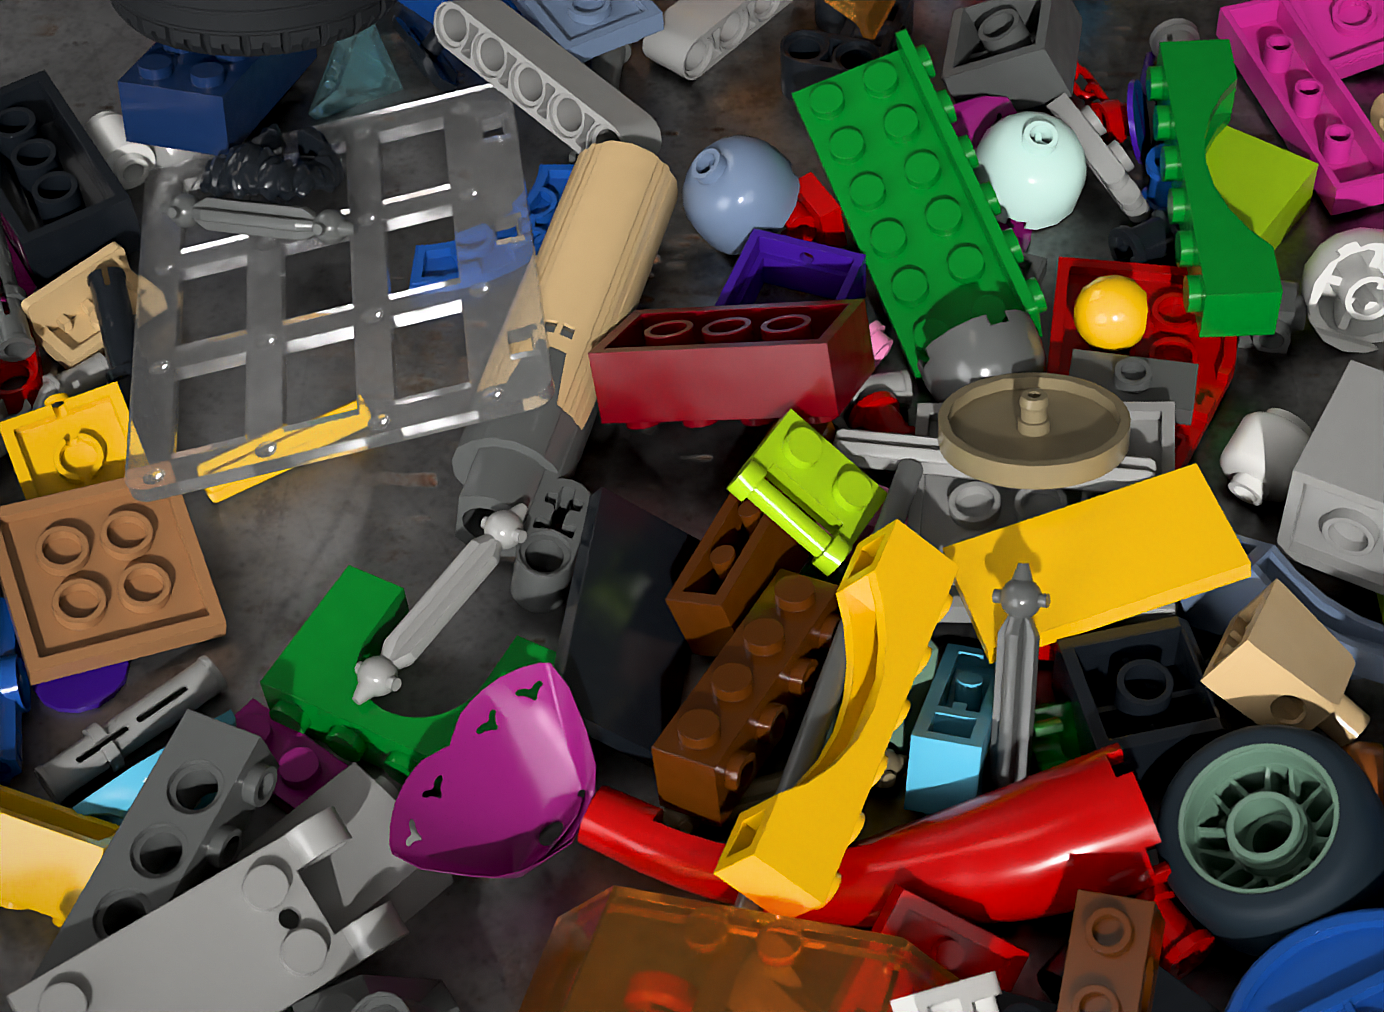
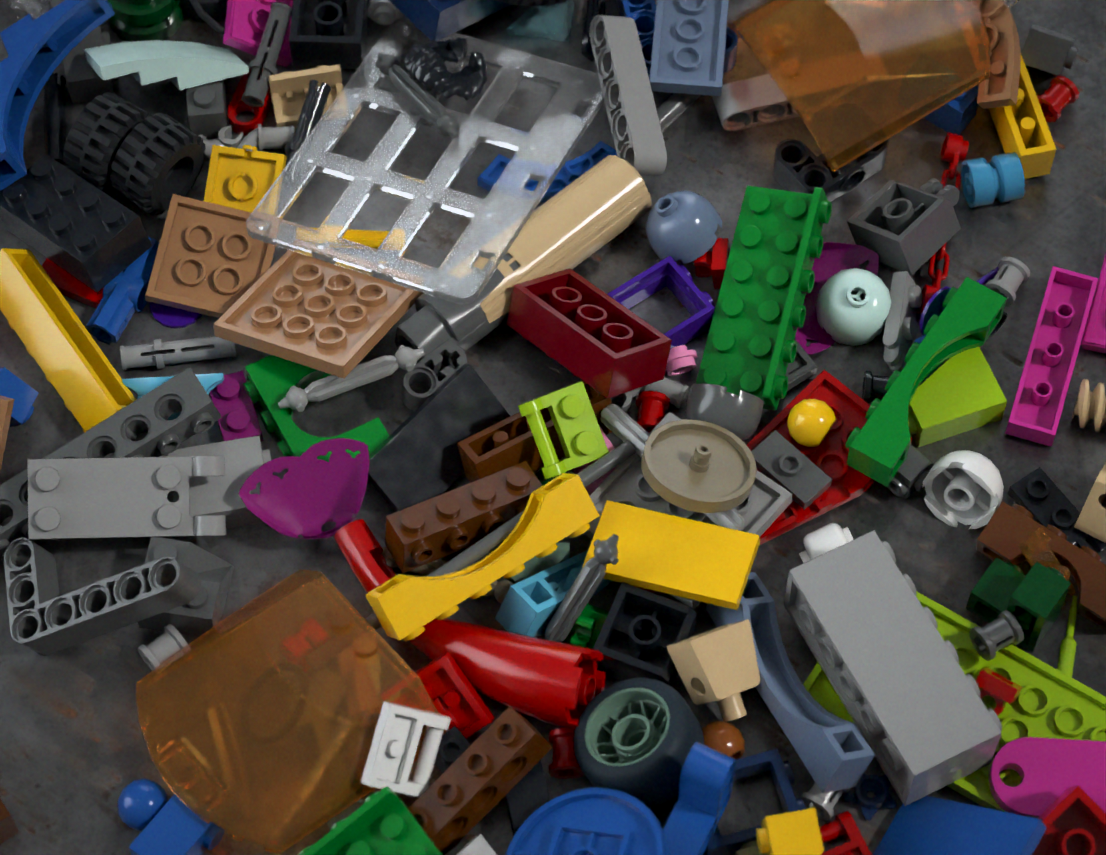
camera: 30 degrees right, 10 degrees up
(318, 547) = (315, 313): none -> medium nougat plate

